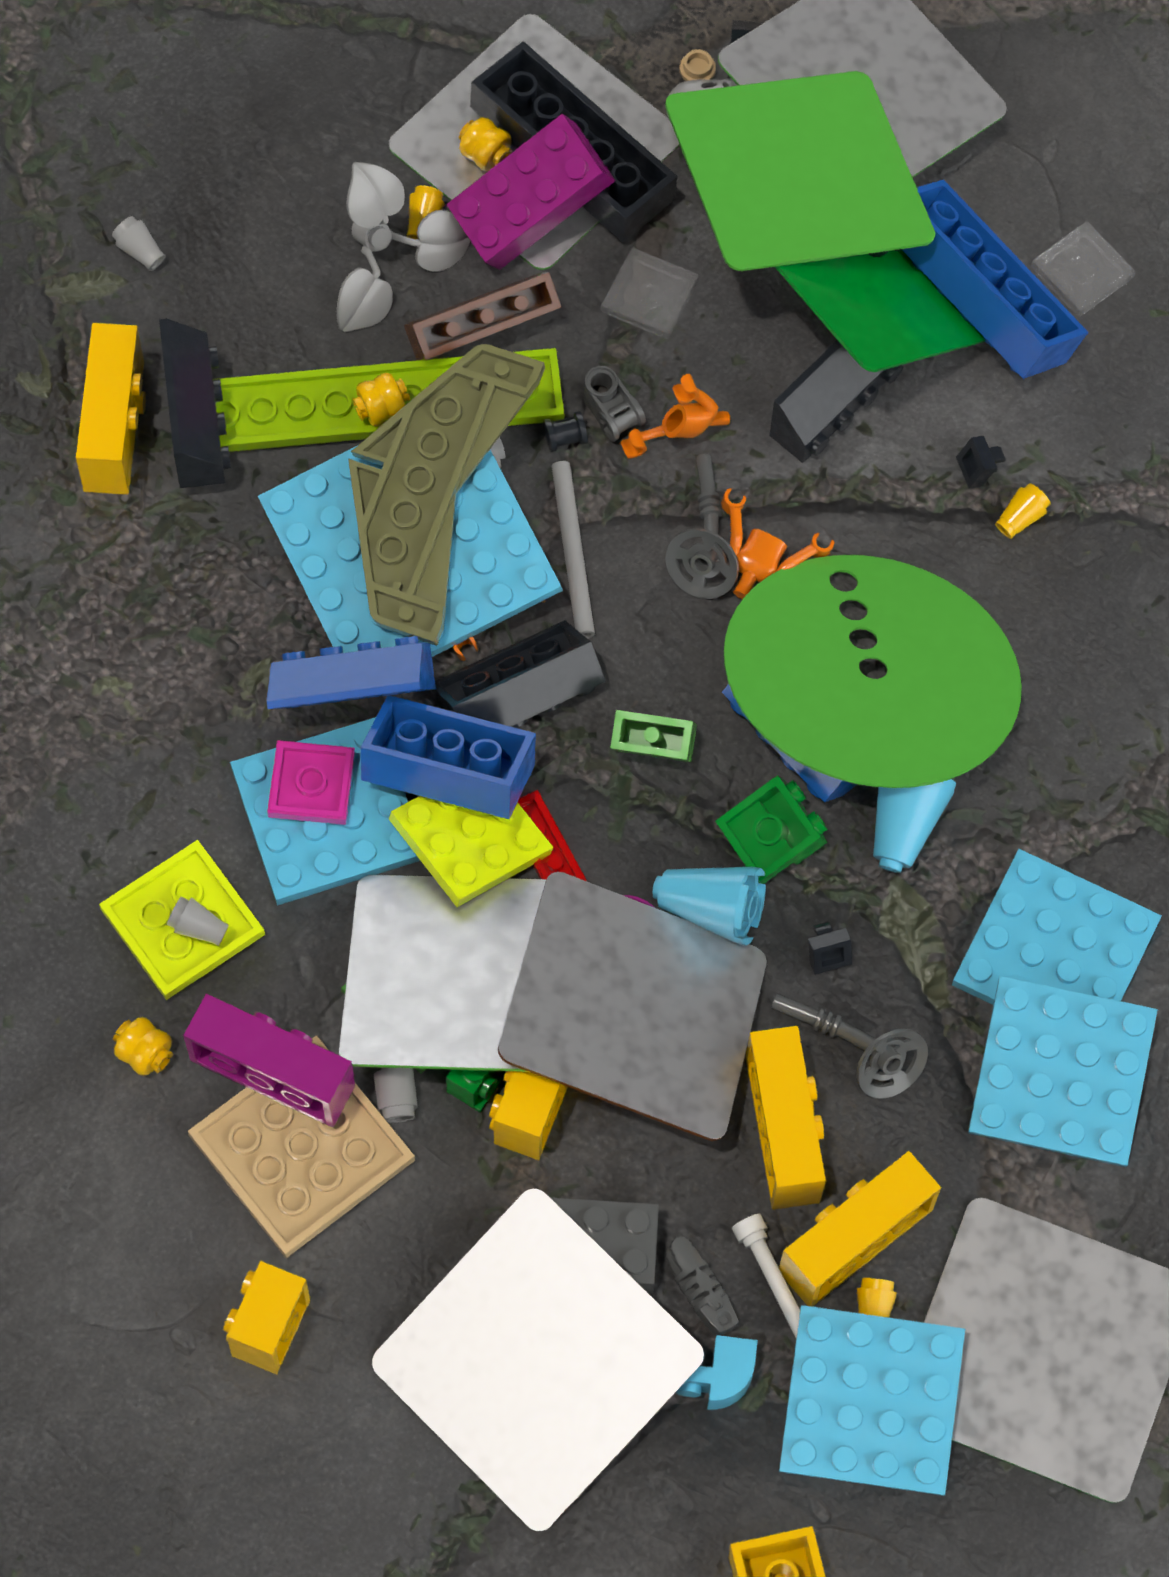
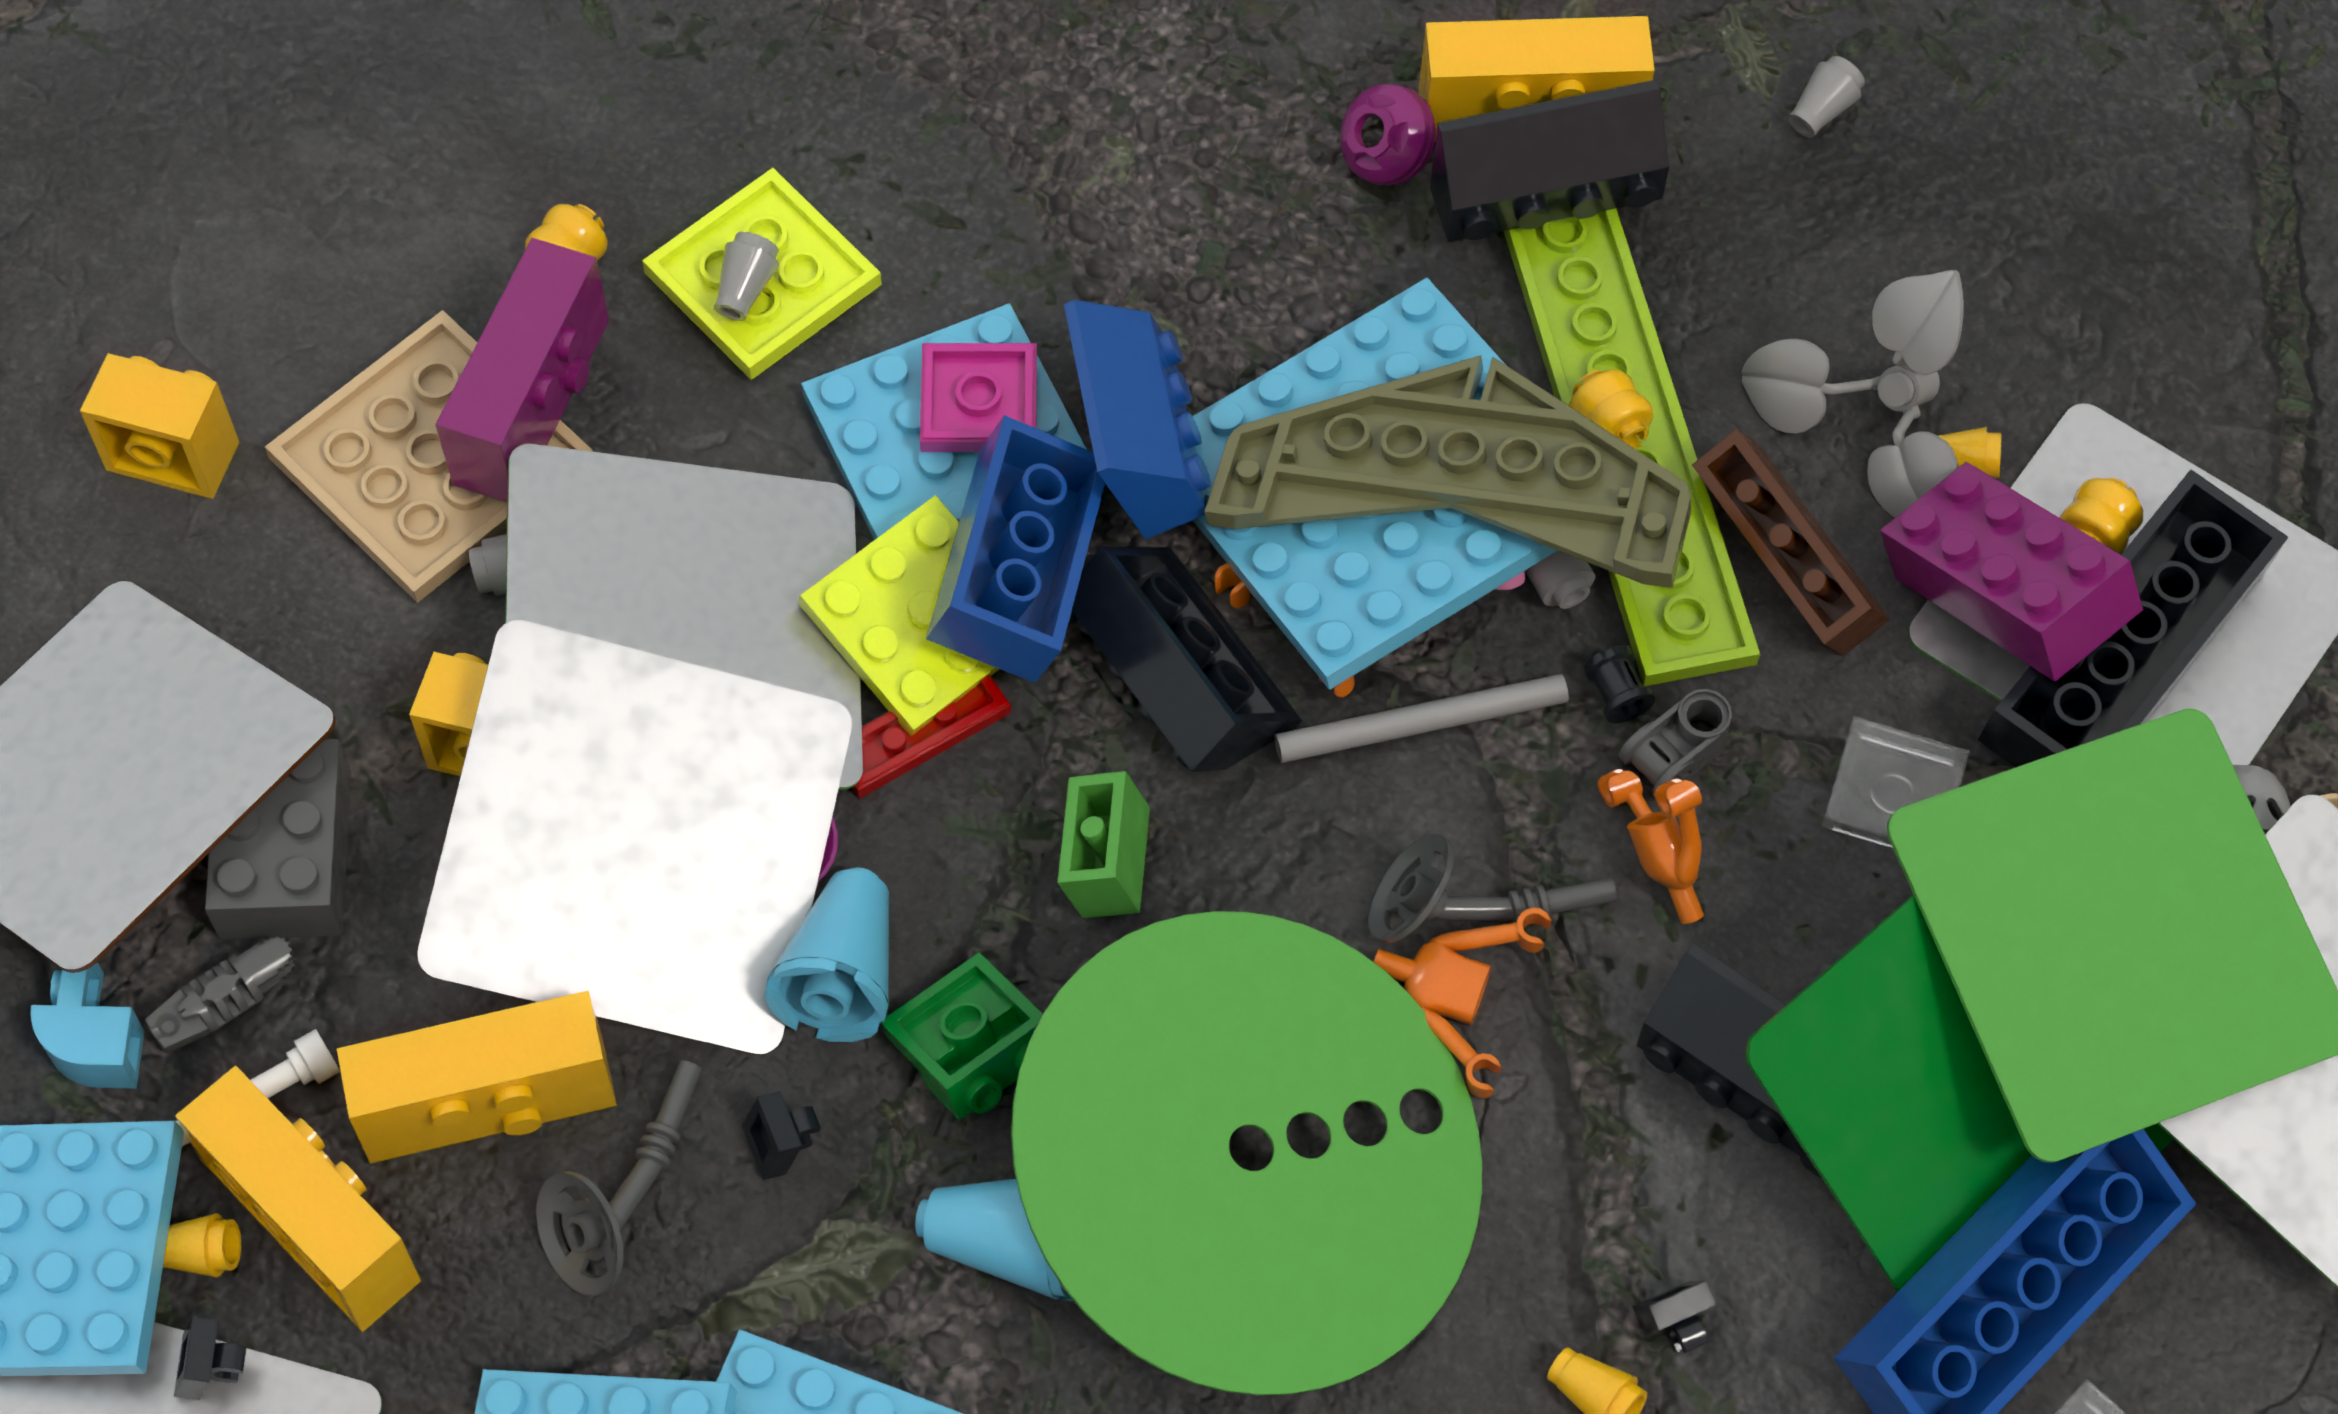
camera: 85 degrees right, 5 degrees down
(120, 497) = (1406, 136): none -> magenta piece
(954, 1297) = (206, 1360): none -> black tile

